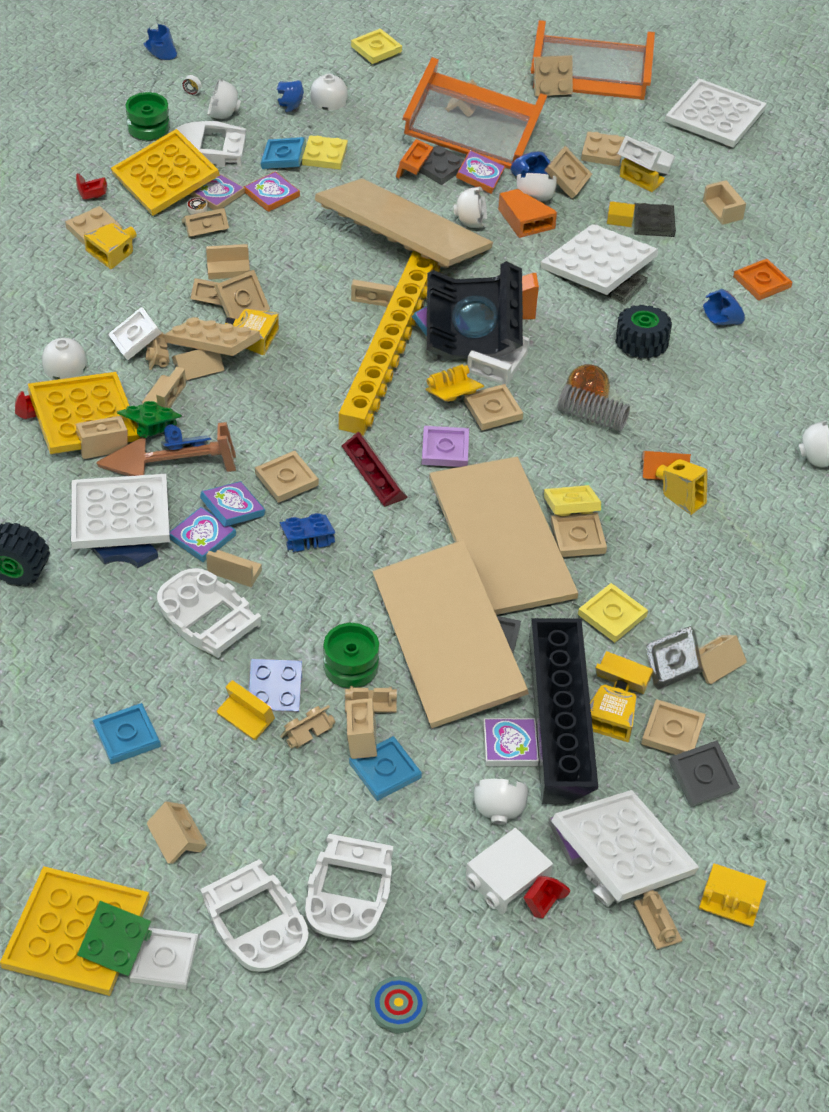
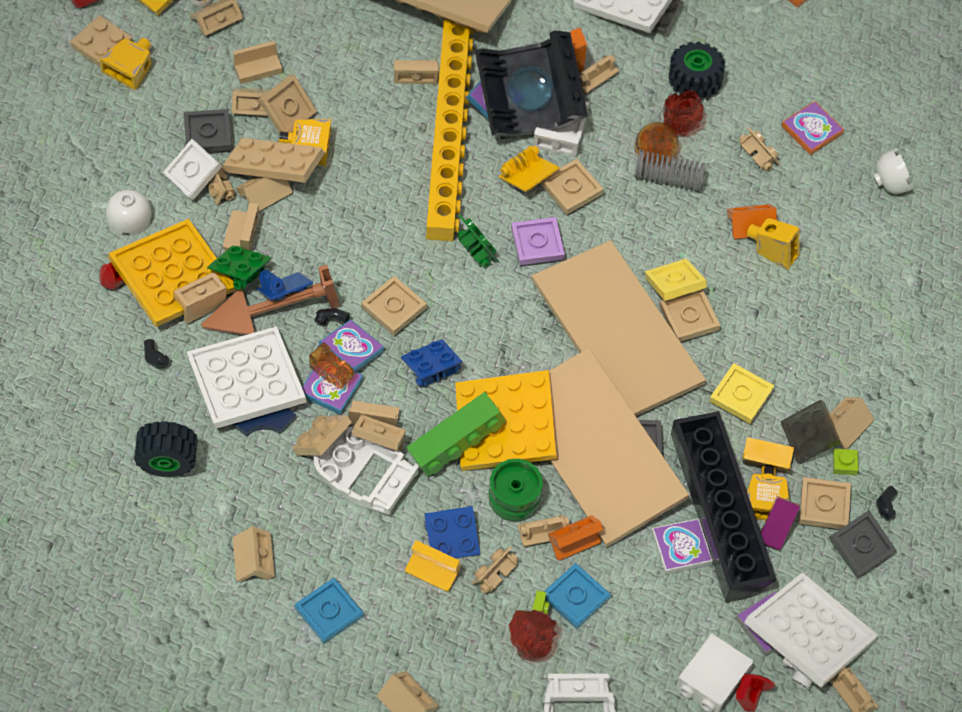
camera: 15 degrees left, 10 degrees up
(40, 479) = (153, 356): none -> black arm
(70, 667) = (253, 554): none -> tan panel
(164, 307) = (208, 129): none -> dark grey plate
(174, 569) = (321, 434): none -> tan plate
(203, 513) = (330, 366): none -> clear orange leg
(224, 473) = (332, 313): none -> black arm
(231, 579) = (379, 433): none -> tan panel
(306, 593) = (456, 434): none -> bright green brick
(324, 791) = (532, 634): none -> clear red hair
(341, 770) = (540, 603): none -> lime plate
(361, 728) = (547, 563): tan panel -> none
(363, 590) = (528, 414): none -> yellow plate
(373, 470) = (474, 280): dark red slope -> none
(383, 435) = (476, 244): none -> green hinge
(400, 711) = (575, 537): none -> orange panel
(500, 800) = (690, 609): white cylinder -> none
(542, 321) = (598, 73): none -> tan hinge
(617, 735) = (779, 522): none -> magenta tile
(620, 362) = (683, 111): none -> clear red hair
(686, 399) = (754, 142): none -> tan hinge
(706, 695) = (845, 461): none -> lime plate
(723, 308) = (767, 28): blue hair -> none
(733, 895) = (912, 654): yellow hinge -> none
(738, 741) = (884, 503): none -> black arm
(747, 398) = (812, 128): none -> tile

